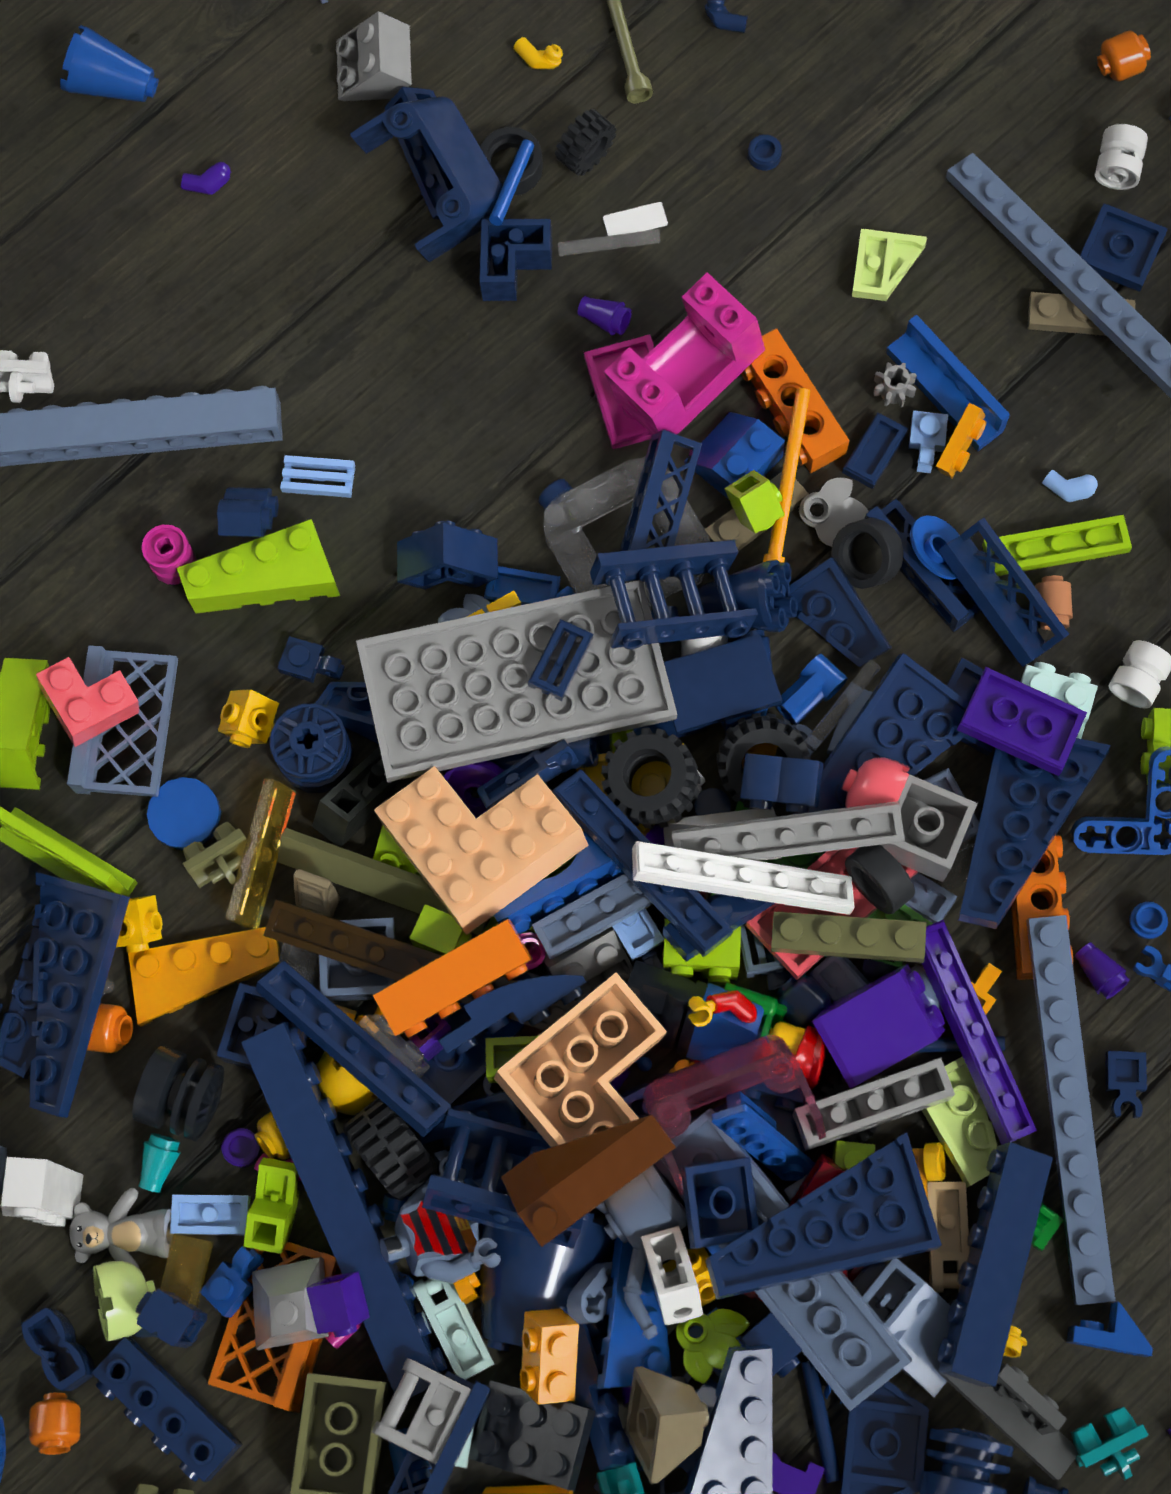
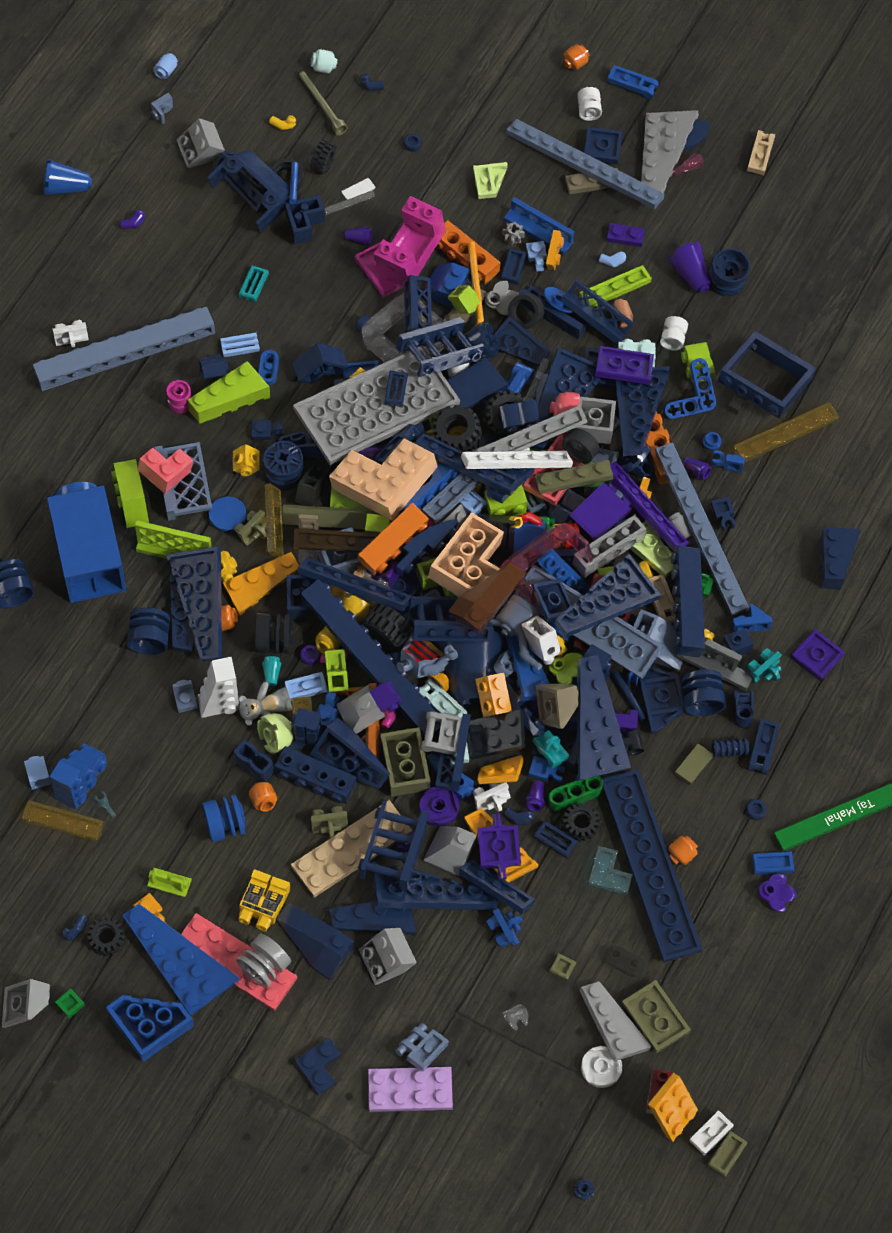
camera: 25 degrees left, 10 degrees down
(233, 1377) = (347, 752): none -> dark blue wedge
(352, 539) = (269, 369): none -> blue plate
(366, 382) = (254, 297): none -> teal tile
(971, 935) = (635, 463): none -> dark blue tile
(1032, 1085) = (680, 523): none -> light grey cone
(1066, 1376) = (738, 642): none -> dark blue brick
(1110, 441) = (625, 235): none -> dark purple plate

